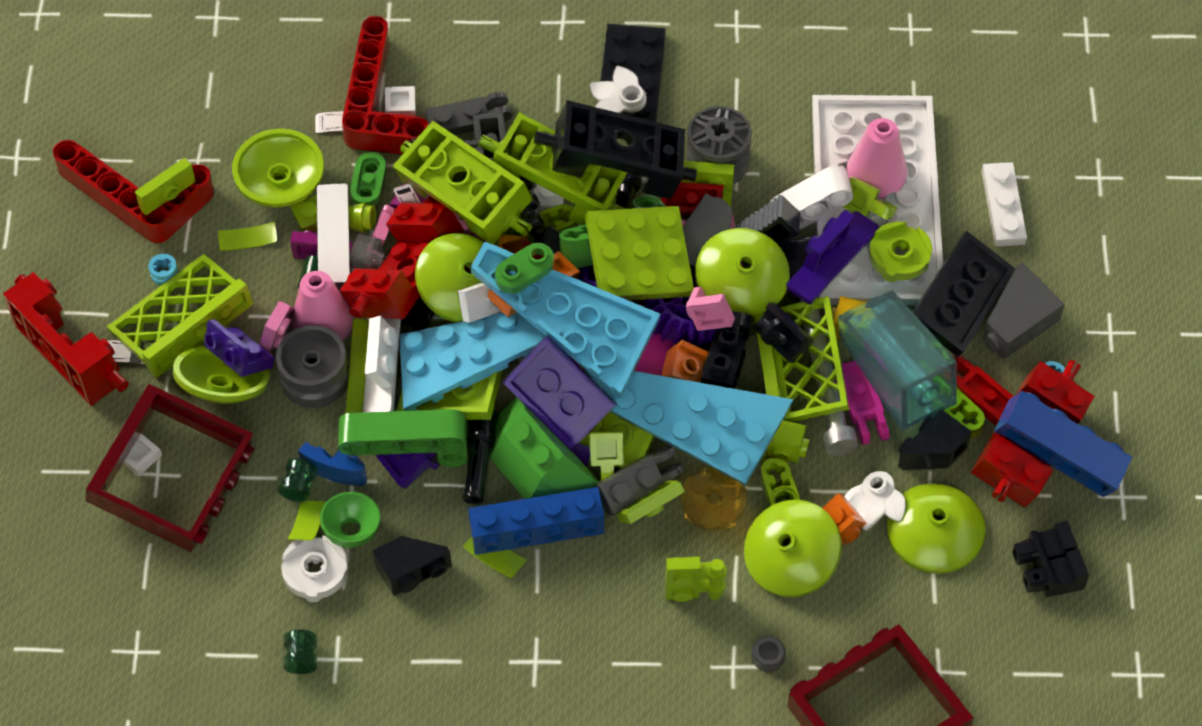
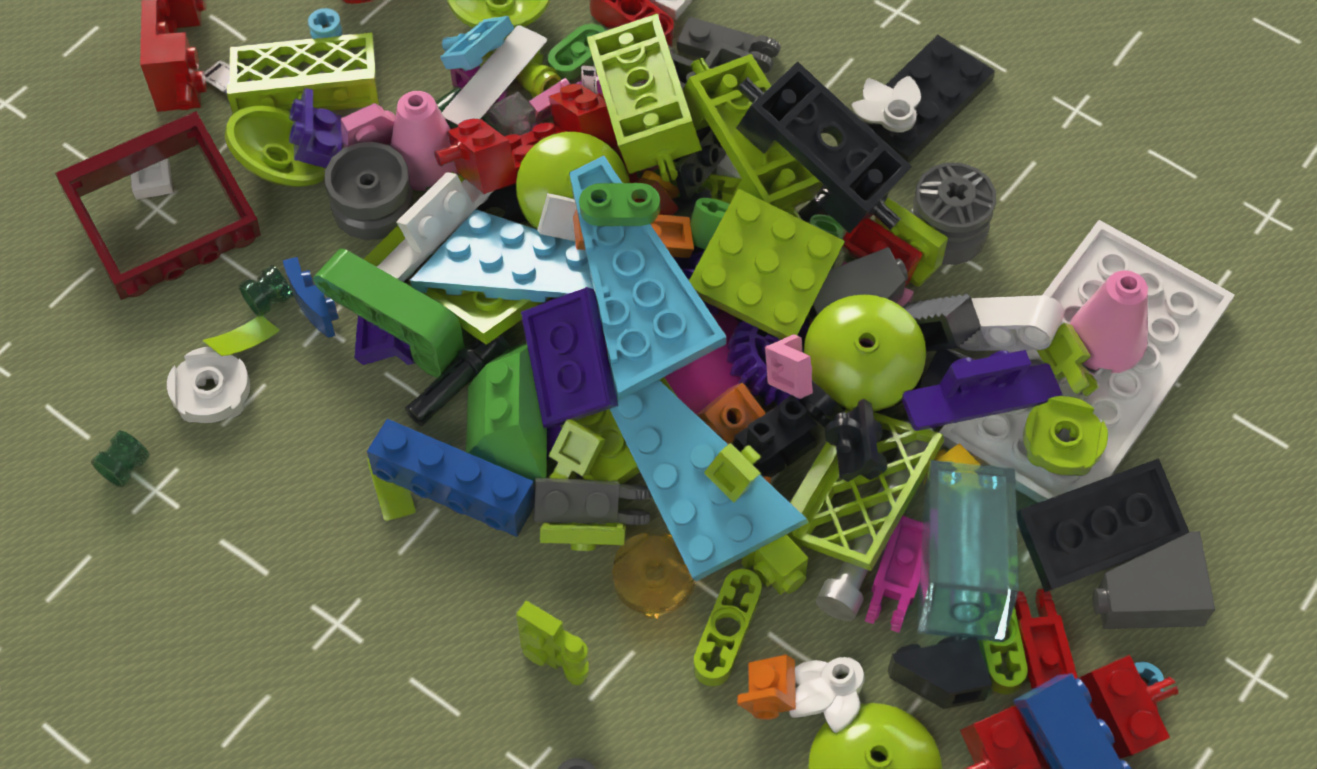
camera: 35 degrees right, 0 degrees up
(247, 237) = (419, 40): lime sticker -> none
(302, 217) = (468, 49): none -> medium azure plate
(350, 508) = (275, 346): bright green piece -> none
(409, 562) = (294, 439): black slope -> none
(731, 397) = (734, 471): none -> lime tile
(802, 564) = (701, 699): lime dish -> none
(1004, 204) = (1233, 459): white plate -> none

